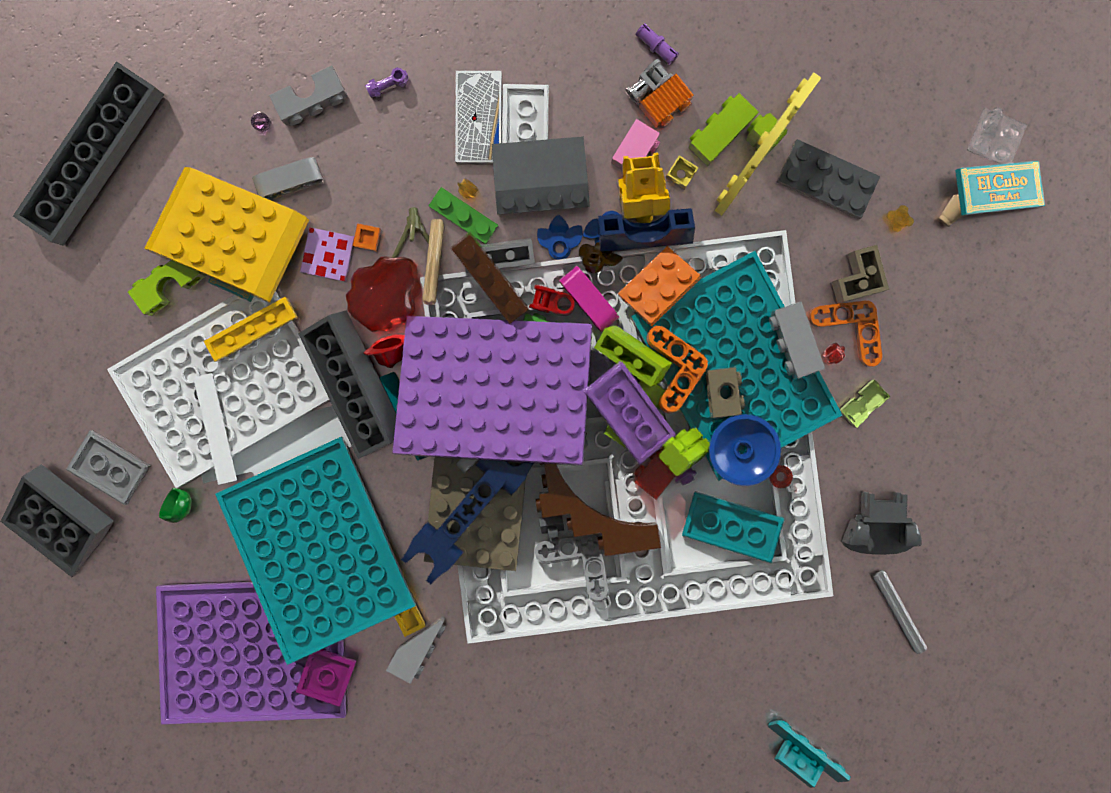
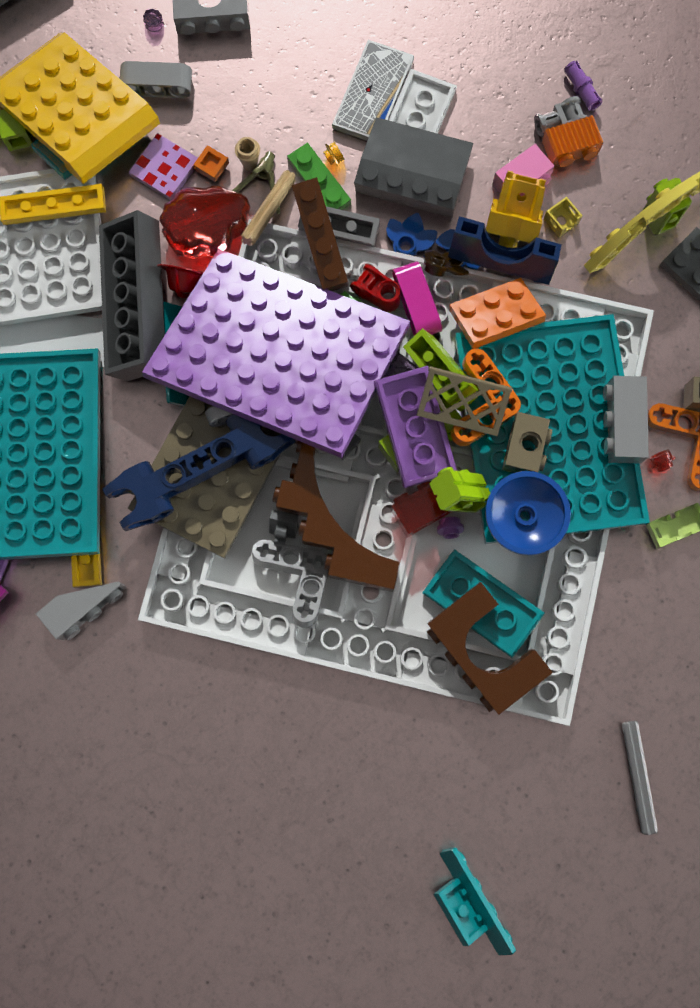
camera: 25 degrees right, 10 degrees down
(392, 214) = (248, 152): none -> tan cone
(397, 77) = (307, 25): medium lavender bar -> none
(675, 394) = (471, 423): none -> dark tan window
(722, 128) = (620, 189): lime brick -> none
(769, 590) = (499, 687): none -> reddish brown arch
(788, 476) = (562, 560): clear red plate -> none
(882, 527) = (651, 670): dark grey piece -> none

